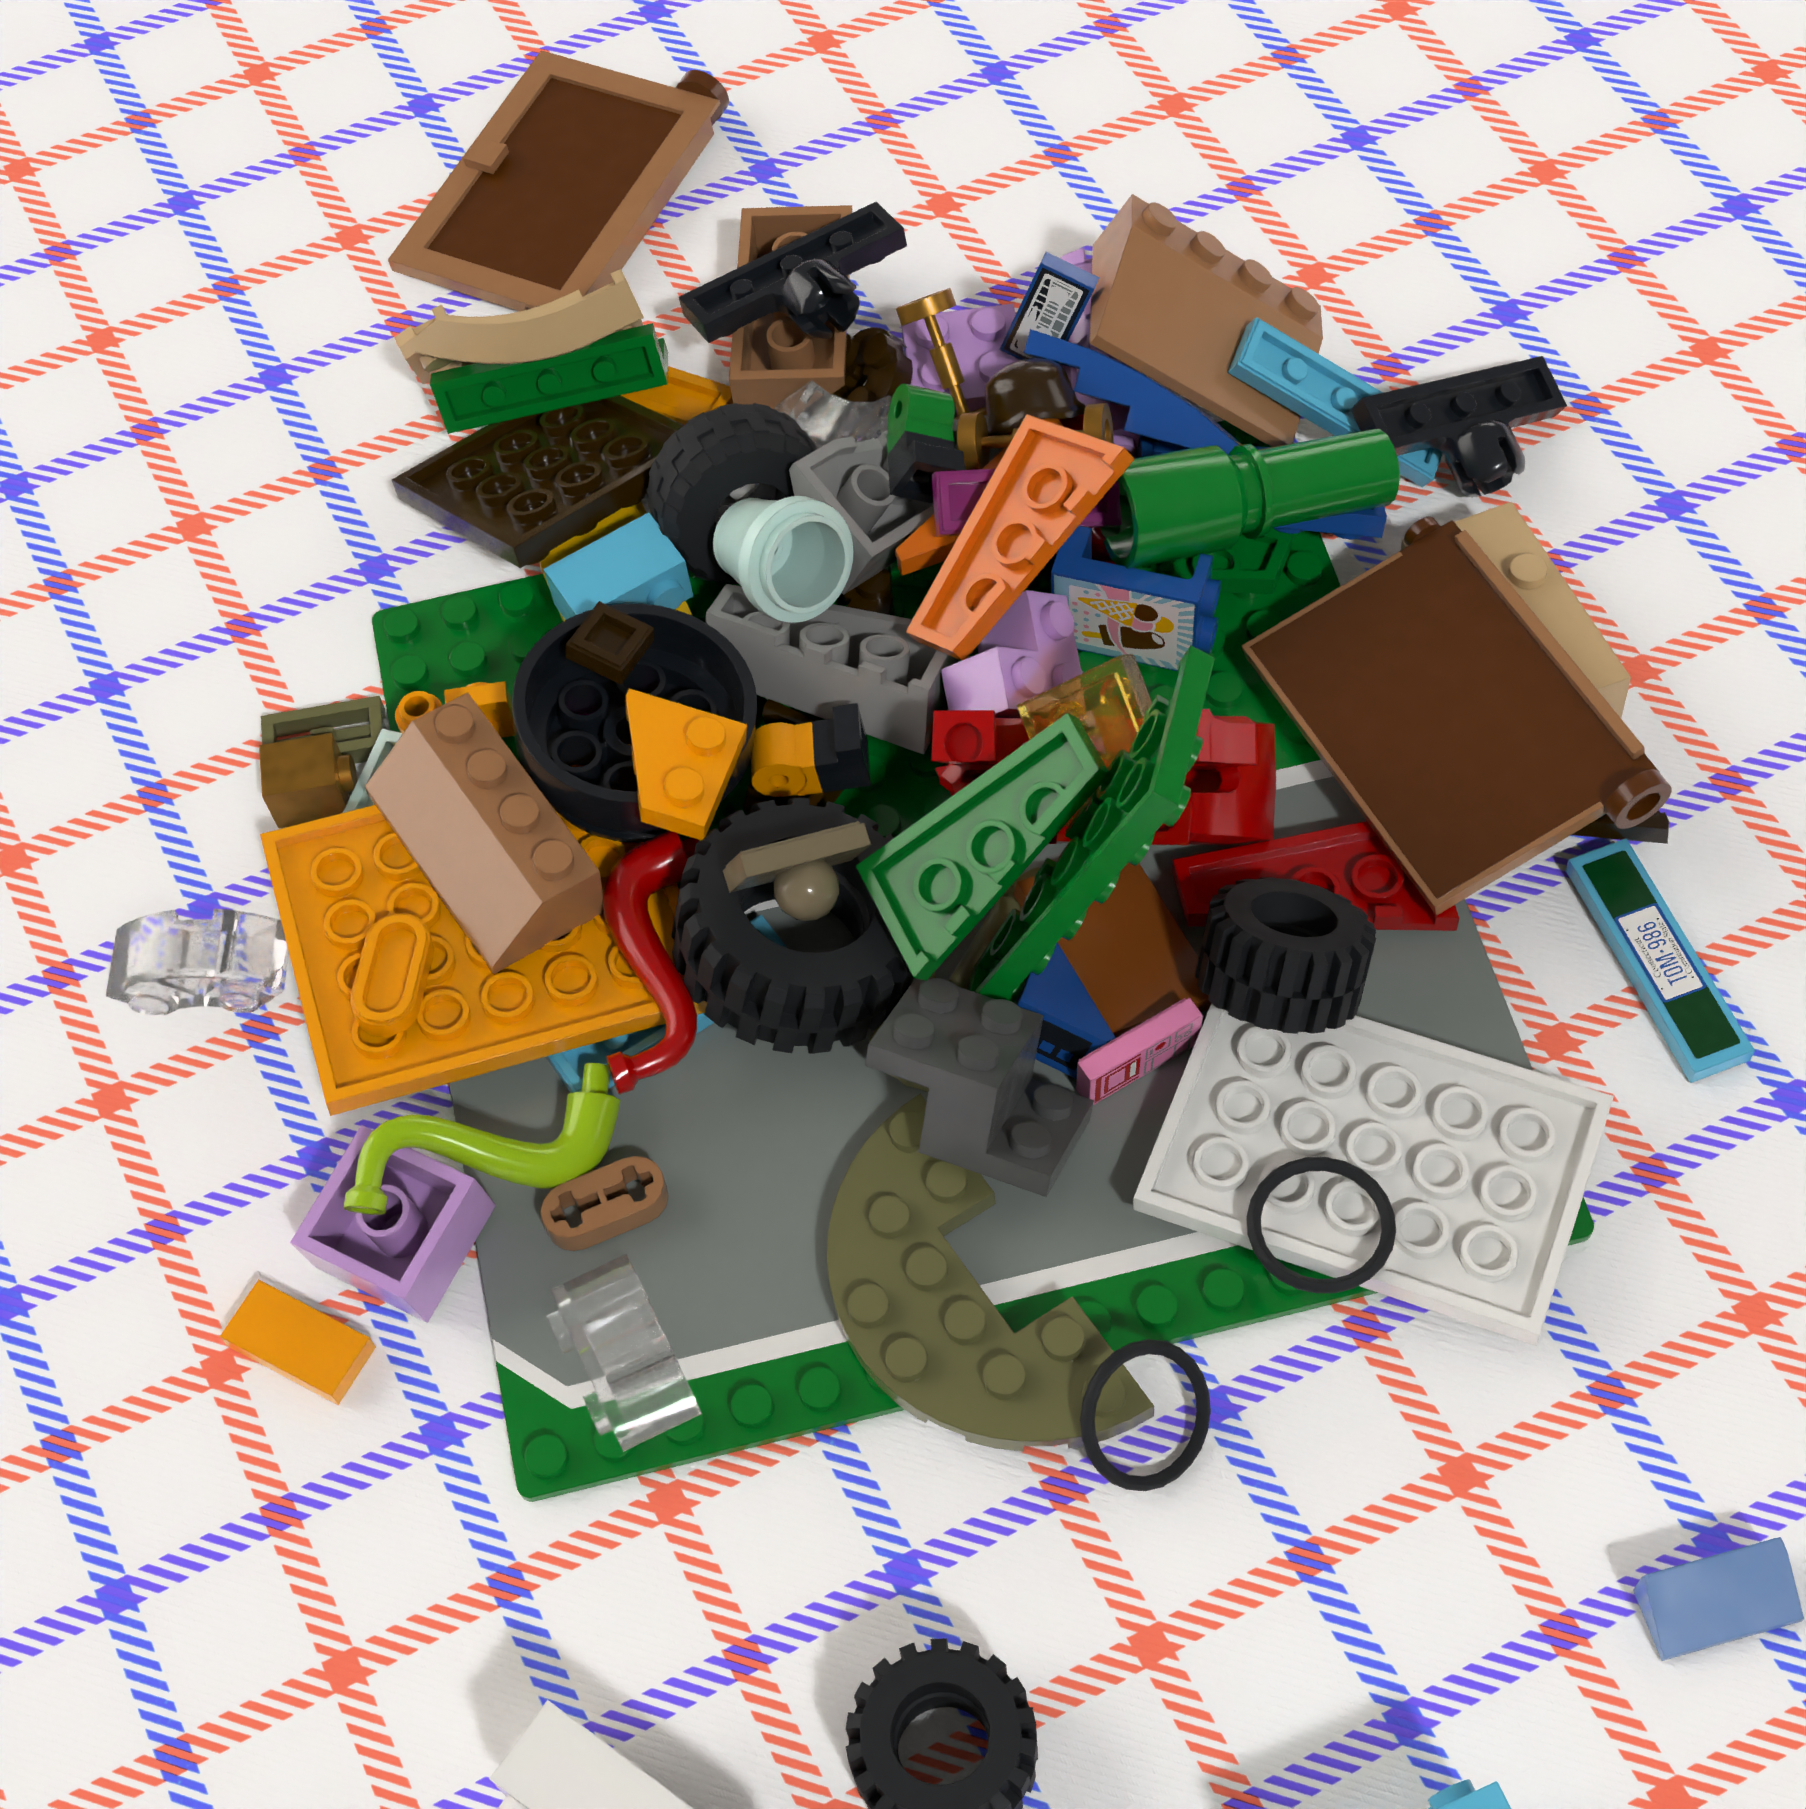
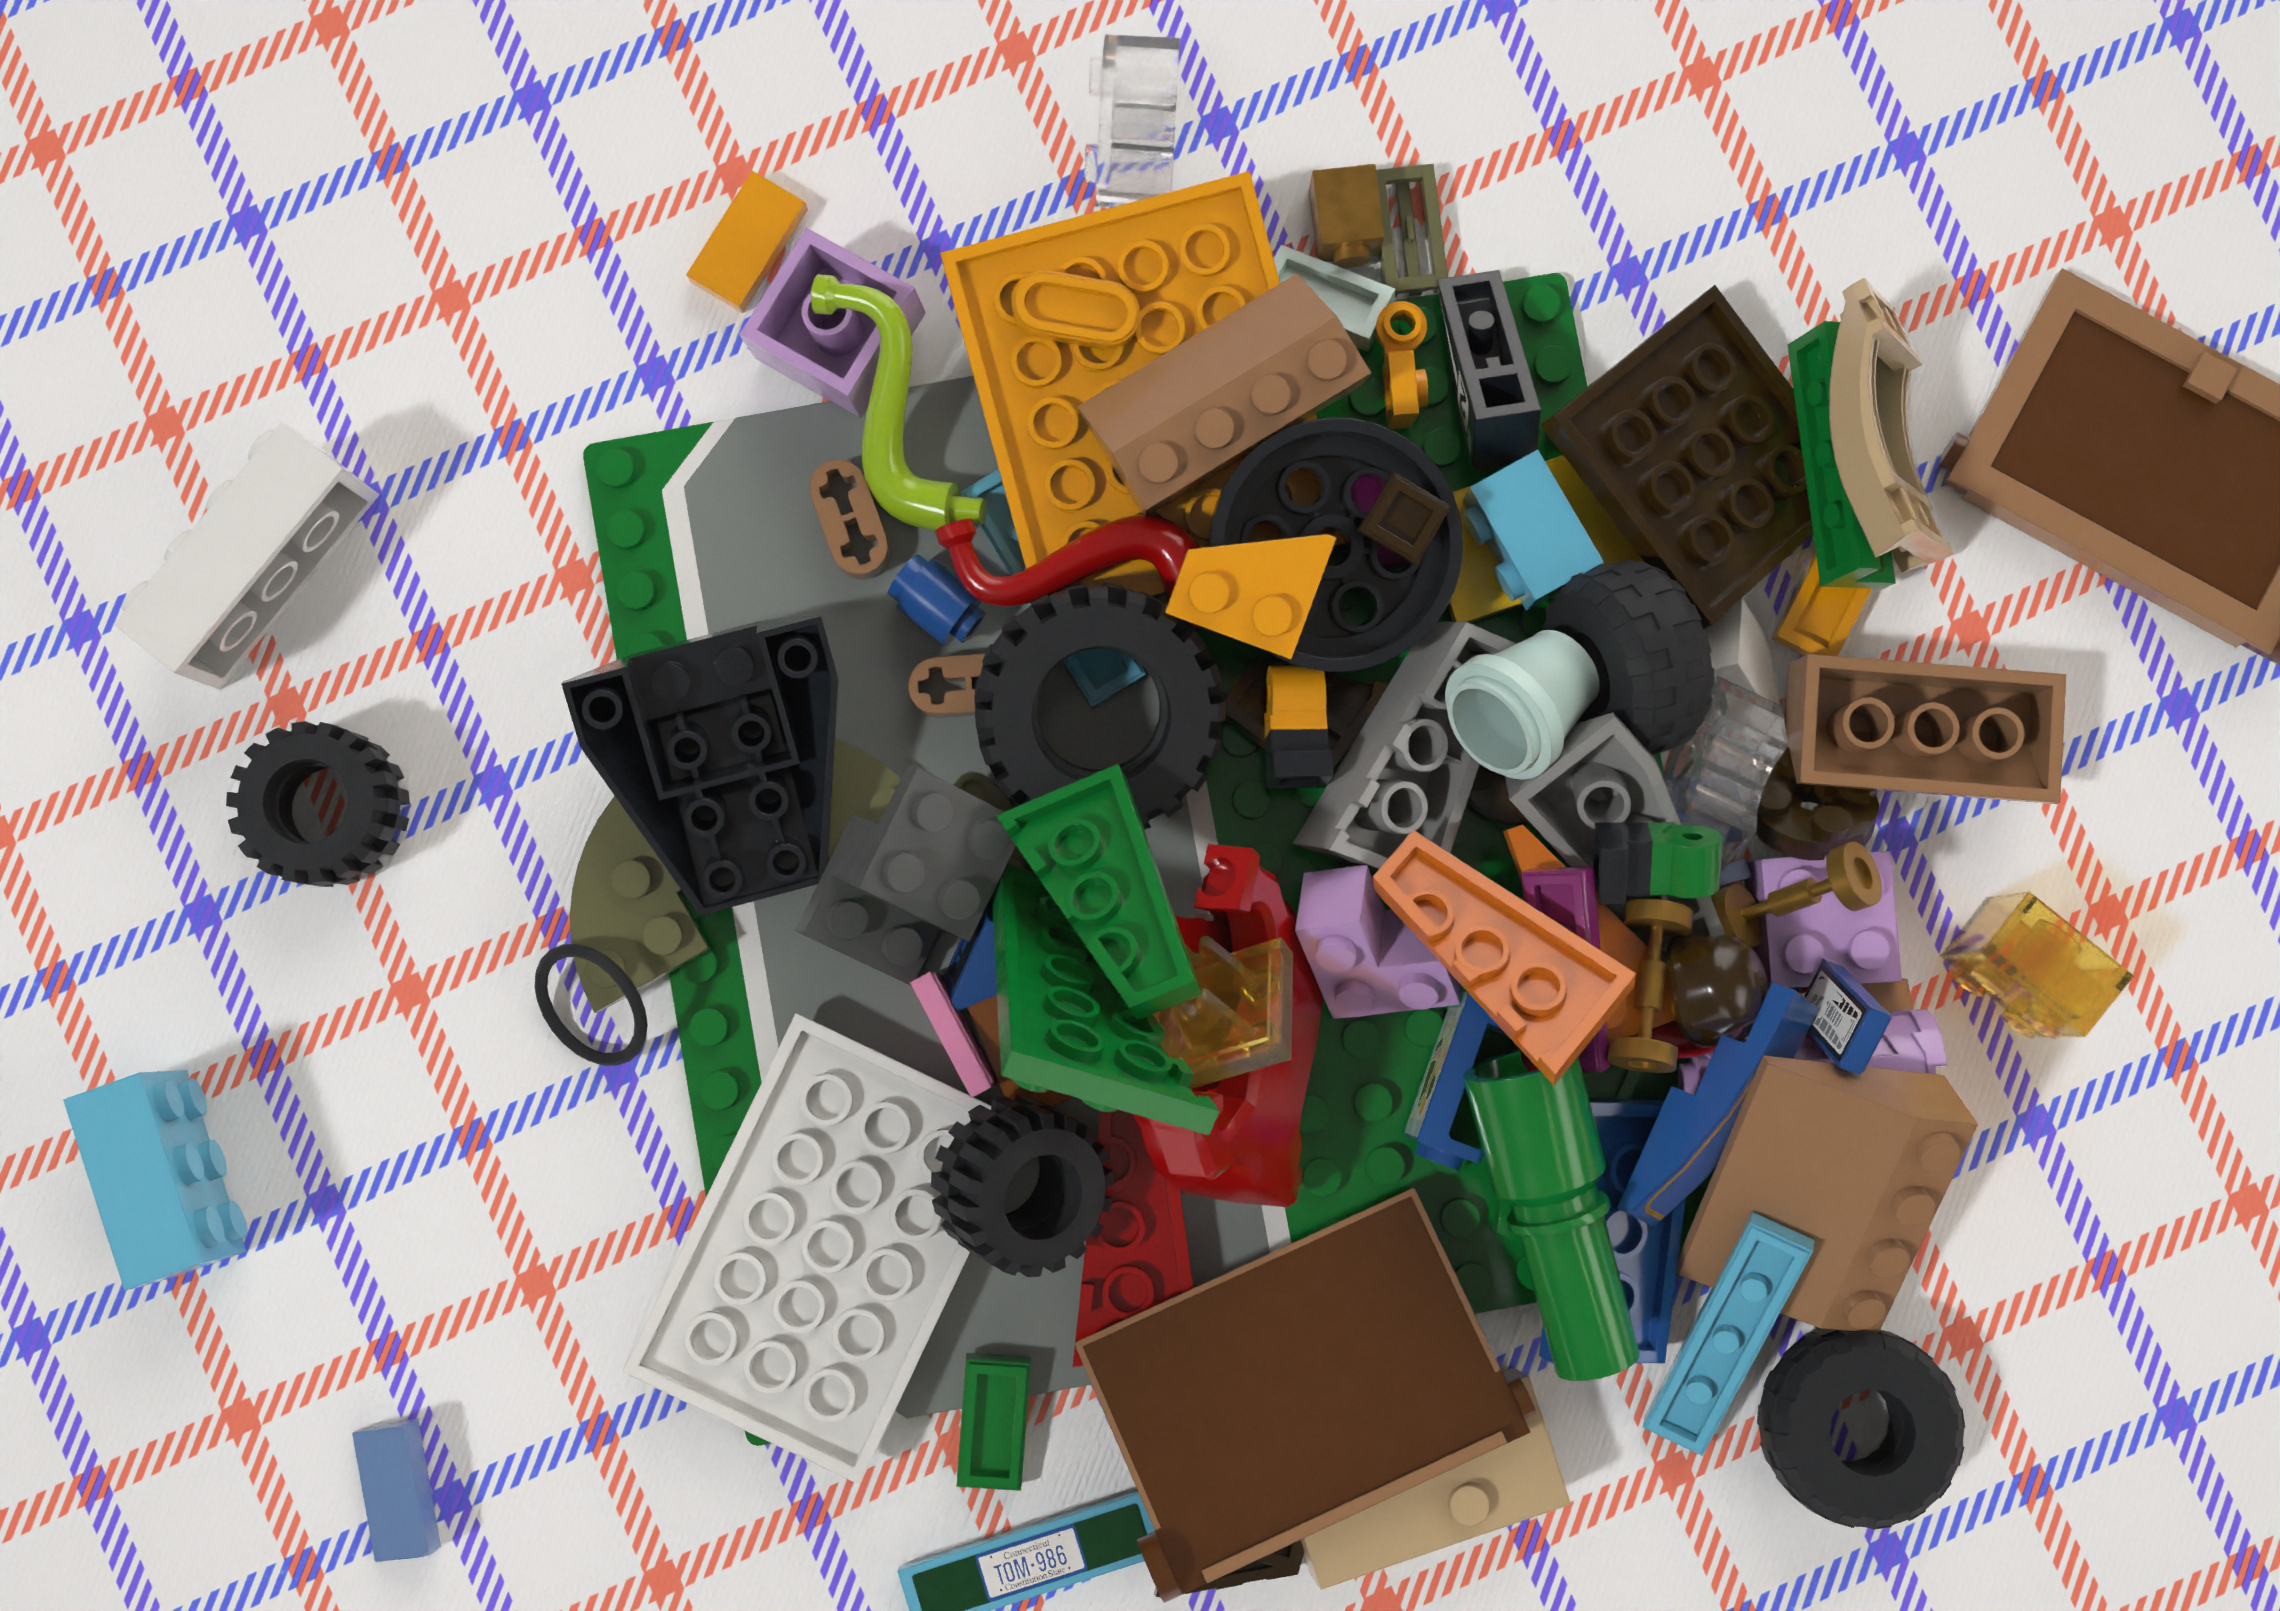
camera: 85 degrees right, 25 degrees up
(464, 642) = (1488, 370): none -> black slope
(624, 1353) = (682, 534): clear brick -> none
(690, 1104) = (936, 600): none -> blue brick
(761, 1084) = (954, 669): none -> medium nougat beam
(798, 279) = (1933, 736): black plate -> none
(800, 869) = (1111, 707): dark tan tile -> none
(858, 1268) = (721, 755): none -> black wedge
(992, 222) = (2035, 967): none -> clear yellow brick
(1310, 1284) = (774, 1240): black tyre -> none
(1424, 285) = (1921, 1440): none -> black tyre
(1468, 419) = (1702, 1473): black plate -> none
(1526, 999) = (993, 1421): none -> green tile

